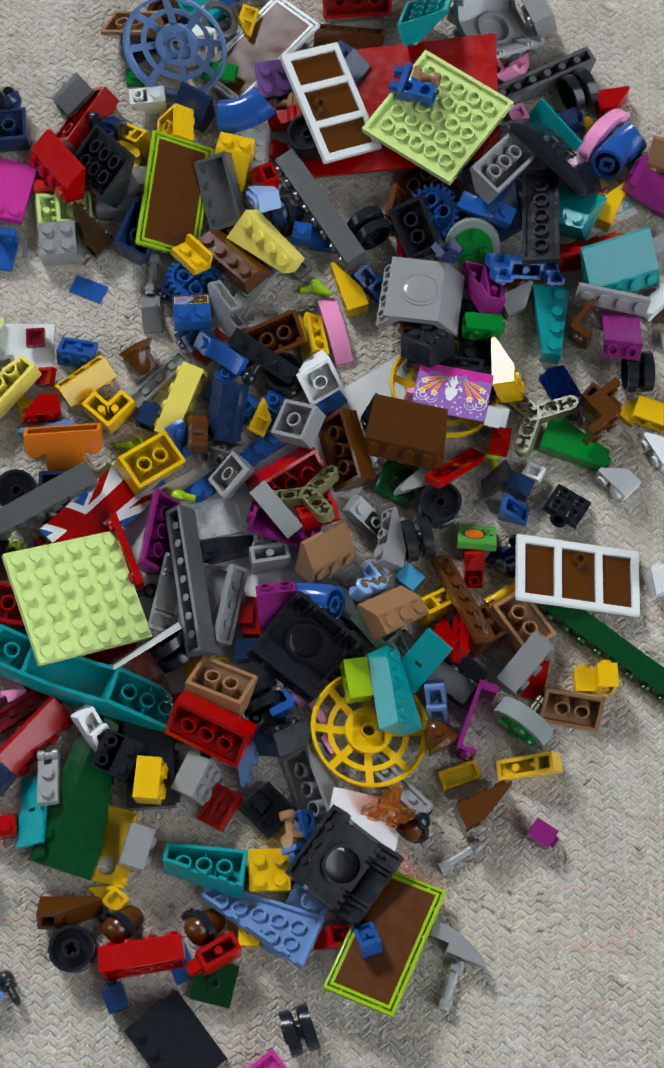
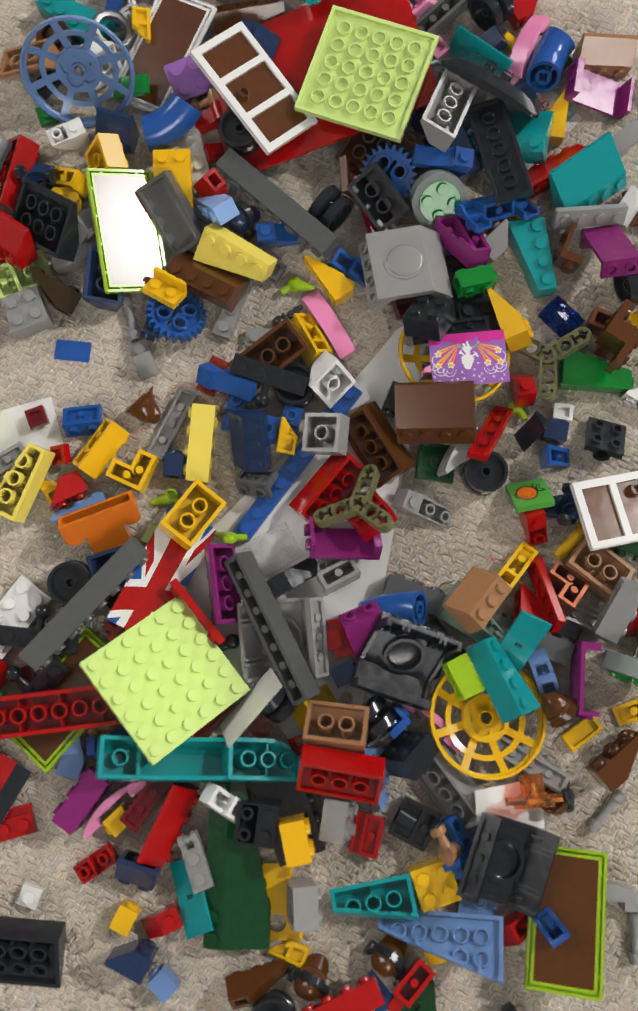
camera: 15 degrees left, 10 degrees up
(179, 434) = (214, 480): blue plate -> none
(186, 339) = (187, 373): dark blue brick -> none
(192, 312) = (184, 348): blue slope -> none
(197, 433) = (229, 471): reddish brown animal -> none
(225, 308) = (216, 334): light grey slope -> none
(231, 475) = (275, 505): light grey slope -> none
(275, 509) = (333, 530): light grey slope -> none
(325, 552) = (393, 557): medium nougat slope -> none
(372, 584) = (448, 571): light blue animal -> none
(391, 545) = (451, 527): light grey slope -> none
(409, 578) = (477, 554): dark azure brick -> none
(414, 86) = (333, 46): blue hips -> none
(418, 539) = (475, 514): black wheel -> none
(448, 253) = (420, 214): dark blue bracket -> none
(462, 599) = (539, 565): reddish brown plate -> none
(497, 415) = (518, 368): white slope -> none

